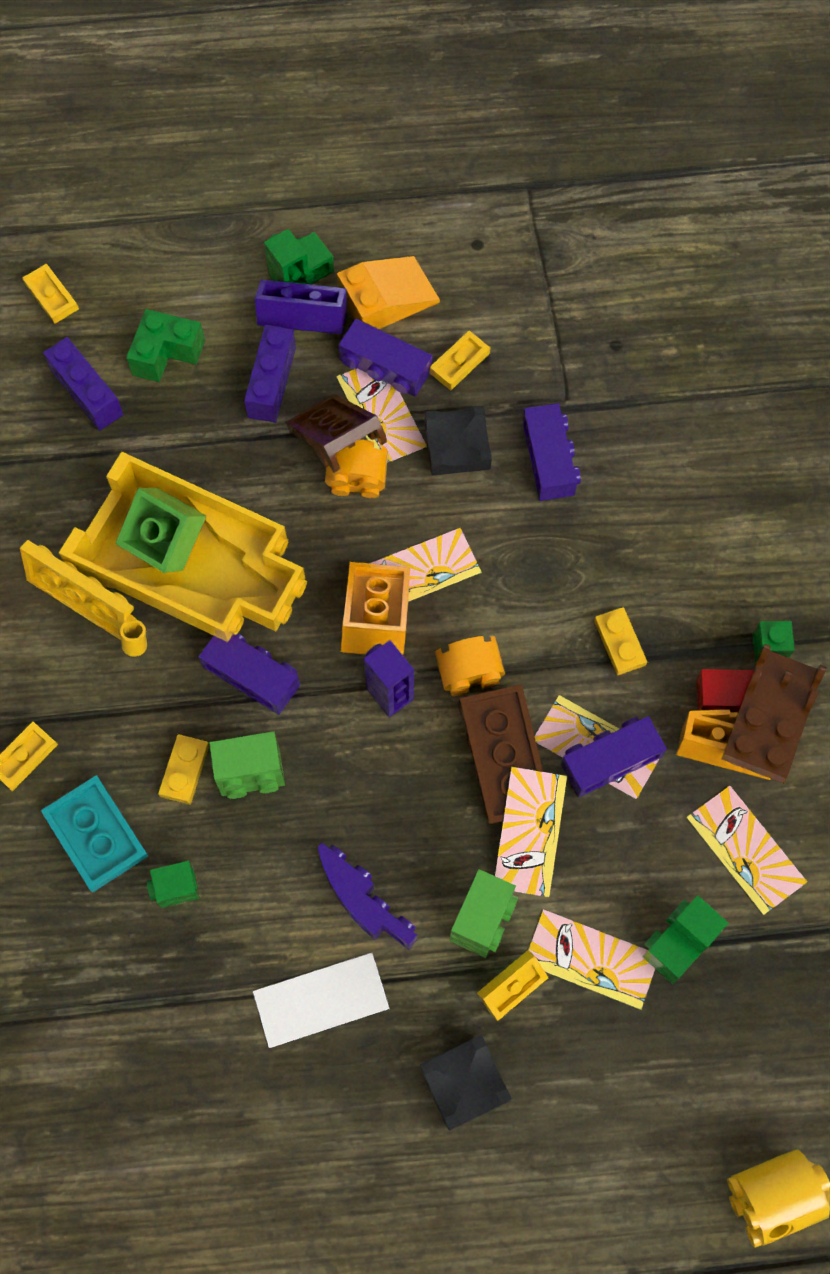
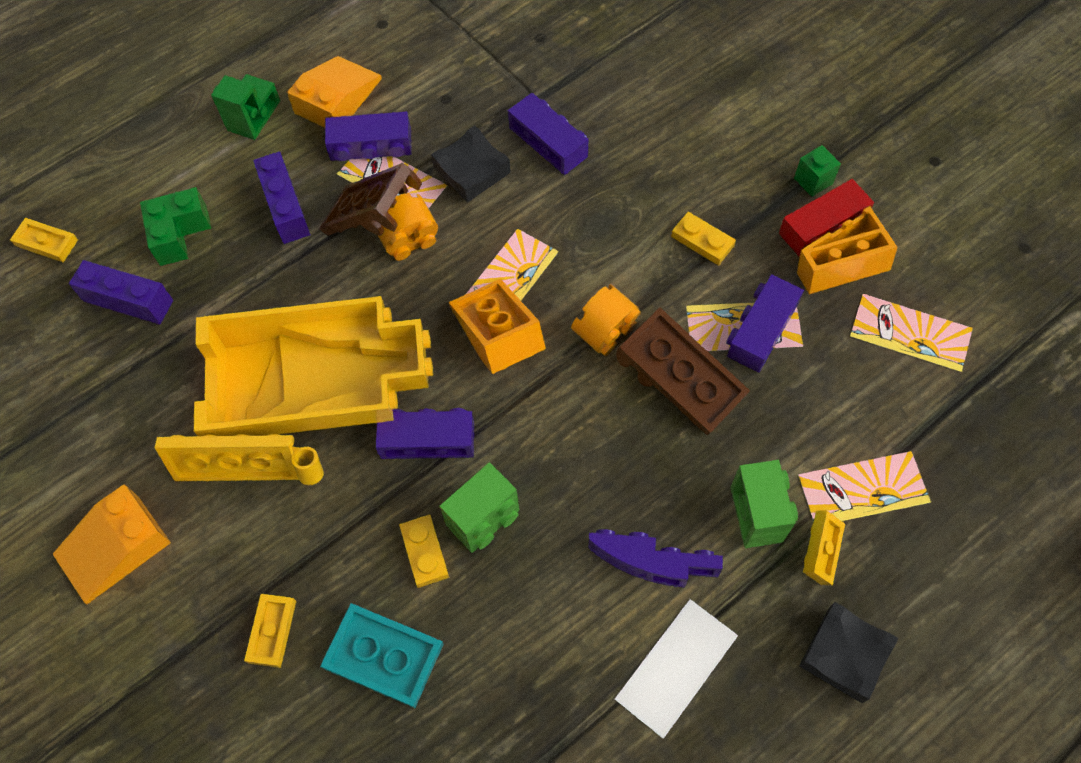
camera: 30 degrees left, 5 degrees down
(160, 529) = (272, 362): bright green brick -> none
(173, 884) = (484, 652): green brick -> none
(301, 306) = (273, 132): dark purple brick -> none
(389, 677) = (551, 363): dark purple brick -> none
(459, 360) = (429, 108): yellow plate -> none
(531, 830) = (744, 415): sticker -> none
(690, 933) = (926, 421): green brick -> none
(773, 715) = (865, 214): reddish brown hinge -> none

